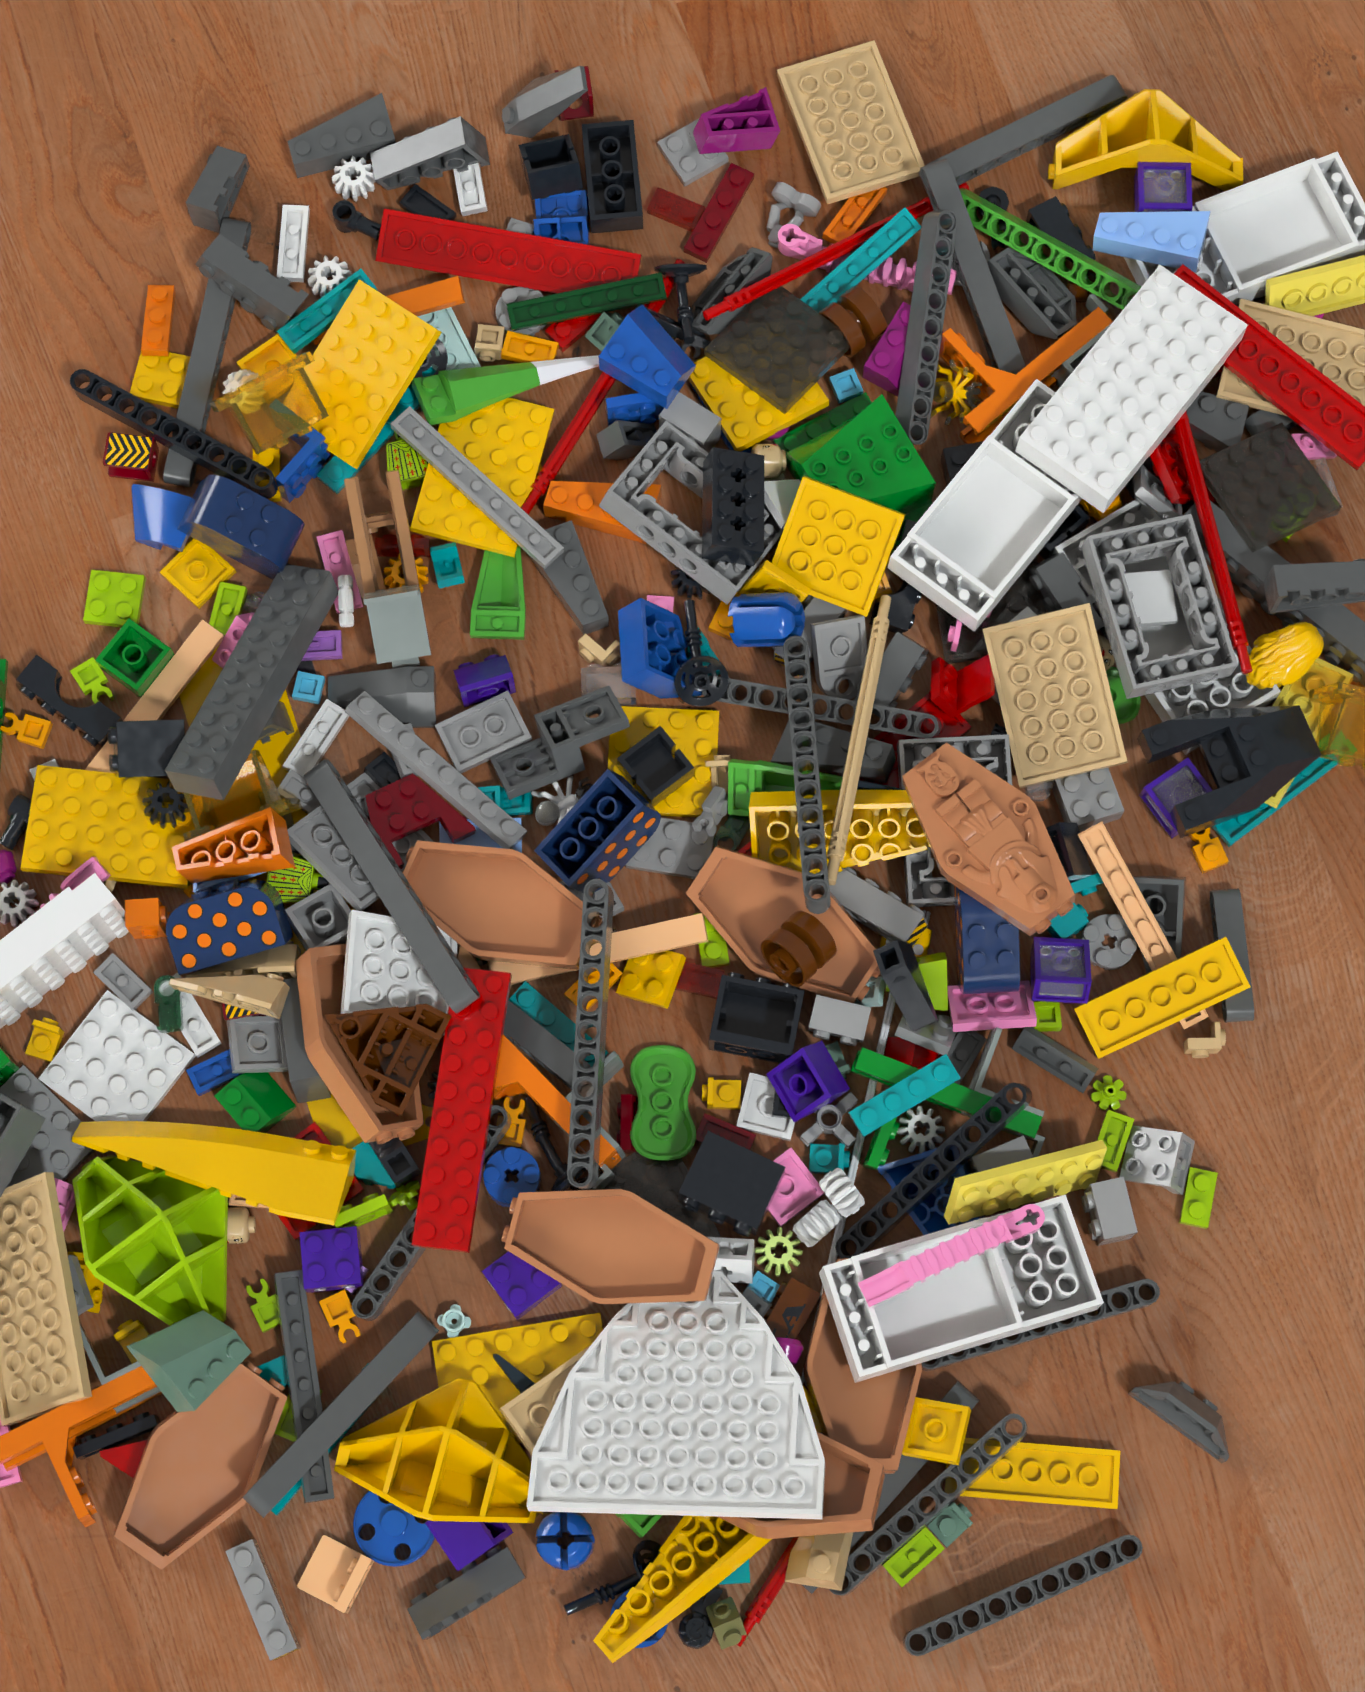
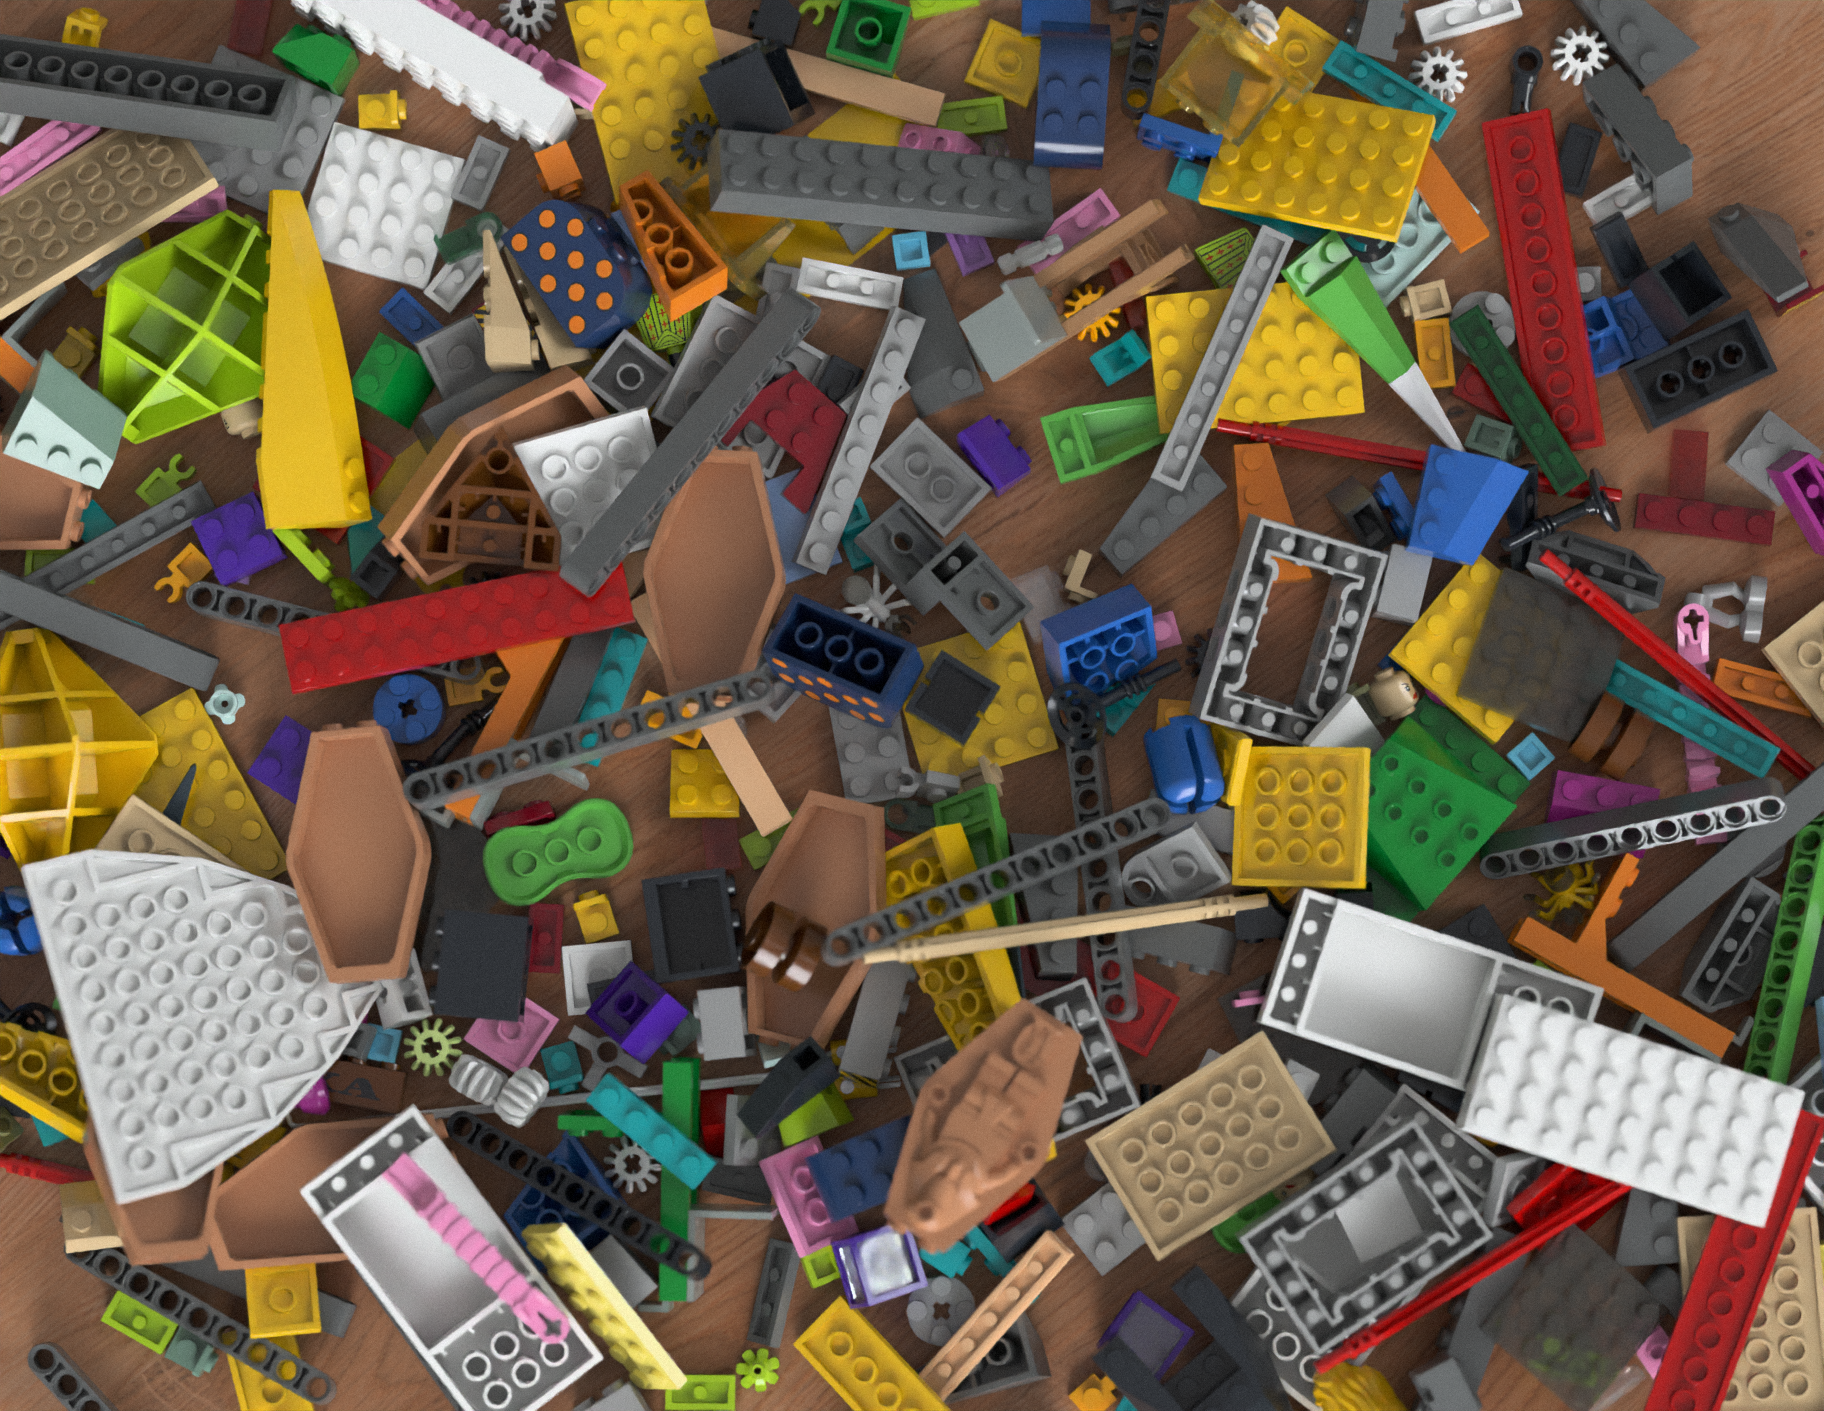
camera: 70 degrees right, 10 degrees up
(504, 199) = (1619, 249): none -> black tile
(733, 507) = (1285, 664): black brick -> none
(961, 689) = (1185, 1027): red bracket -> none

